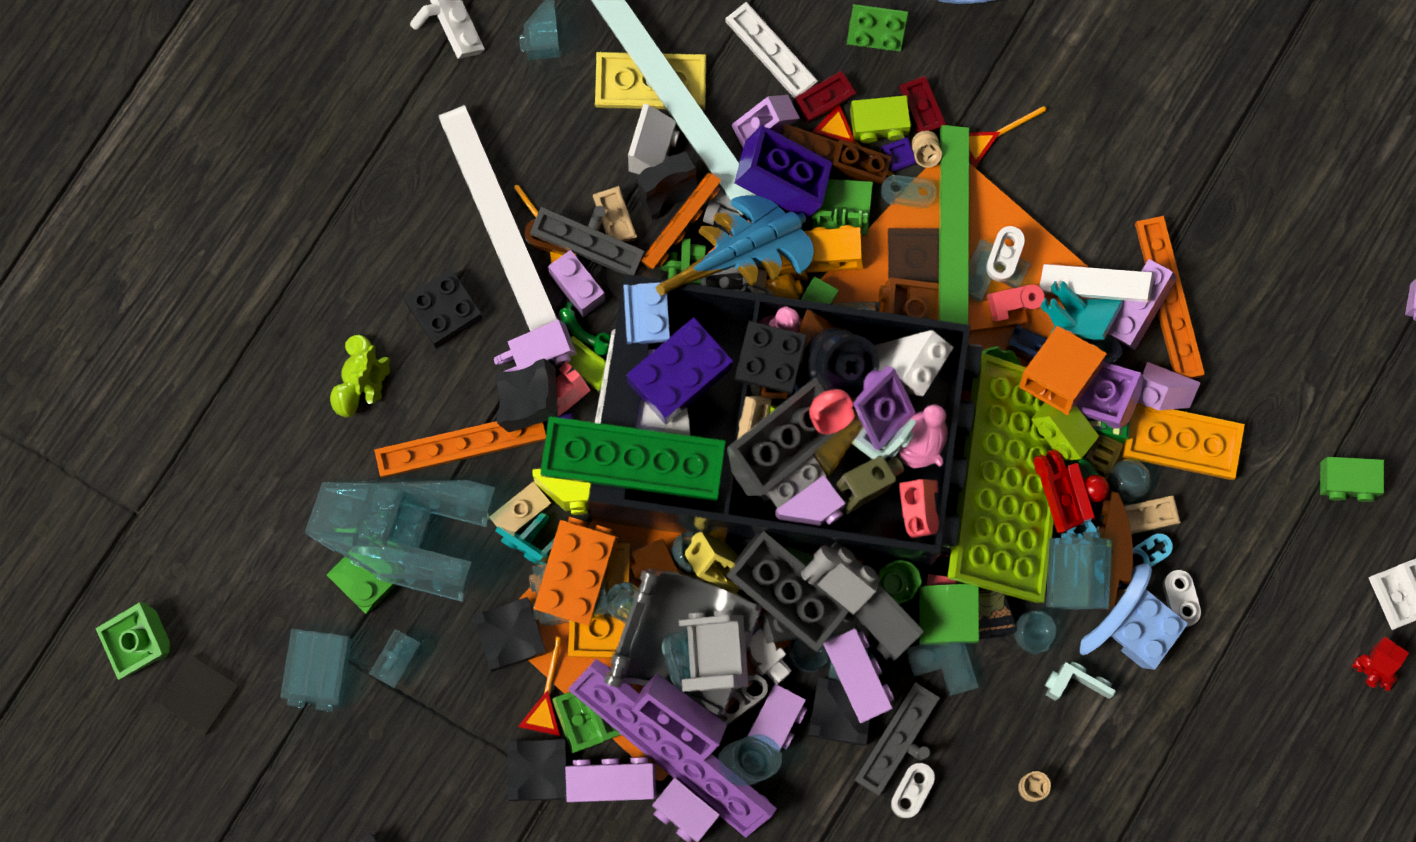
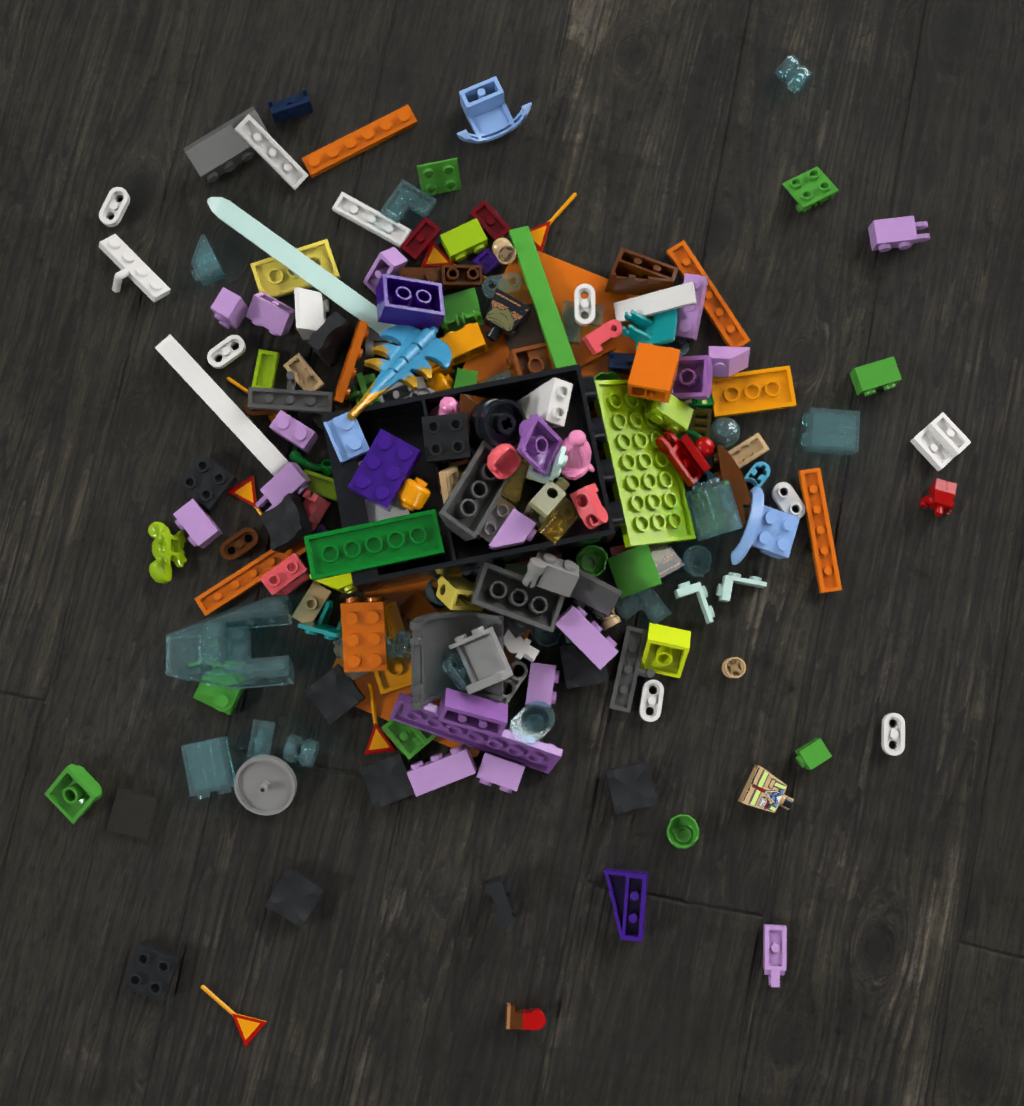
camera: 15 degrees left, 5 degrees up
(379, 718) = (265, 785): none -> light grey piece
(412, 357) = (197, 524): none -> lavender brick
(449, 696) = (308, 752): none -> clear light blue wheel
(456, 402) = (240, 544): none -> reddish brown plate
(487, 339) = (246, 492): none -> piece
(503, 462) = (286, 576): none -> coral window
(525, 149) = (226, 350): none -> white plate
(551, 100) = (229, 309): none -> lavender brick
(568, 191) = (265, 369): none -> lime tile
(601, 125) = (271, 314): none -> lavender brick
(704, 413) = (413, 494): none -> light orange head
(828, 38) = (407, 197): none -> clear light blue plate
(875, 513) = (559, 521): none -> clear yellow slope
(894, 669) = (609, 621): none -> tan wheel
(898, 232) = (505, 315): none -> torso
(954, 732) = (665, 650): none -> neon yellow slope
(1009, 664) = (701, 591): none -> light aqua bracket
(1090, 240) = (639, 274): none -> reddish brown wedge
(1209, 650) = (820, 530): none -> orange plate
(1268, 528) = (831, 431): none -> clear light blue brick
(1351, 208) = (810, 189): none -> bright green hinge
(1381, 55) = (793, 74): none -> clear light blue wheel

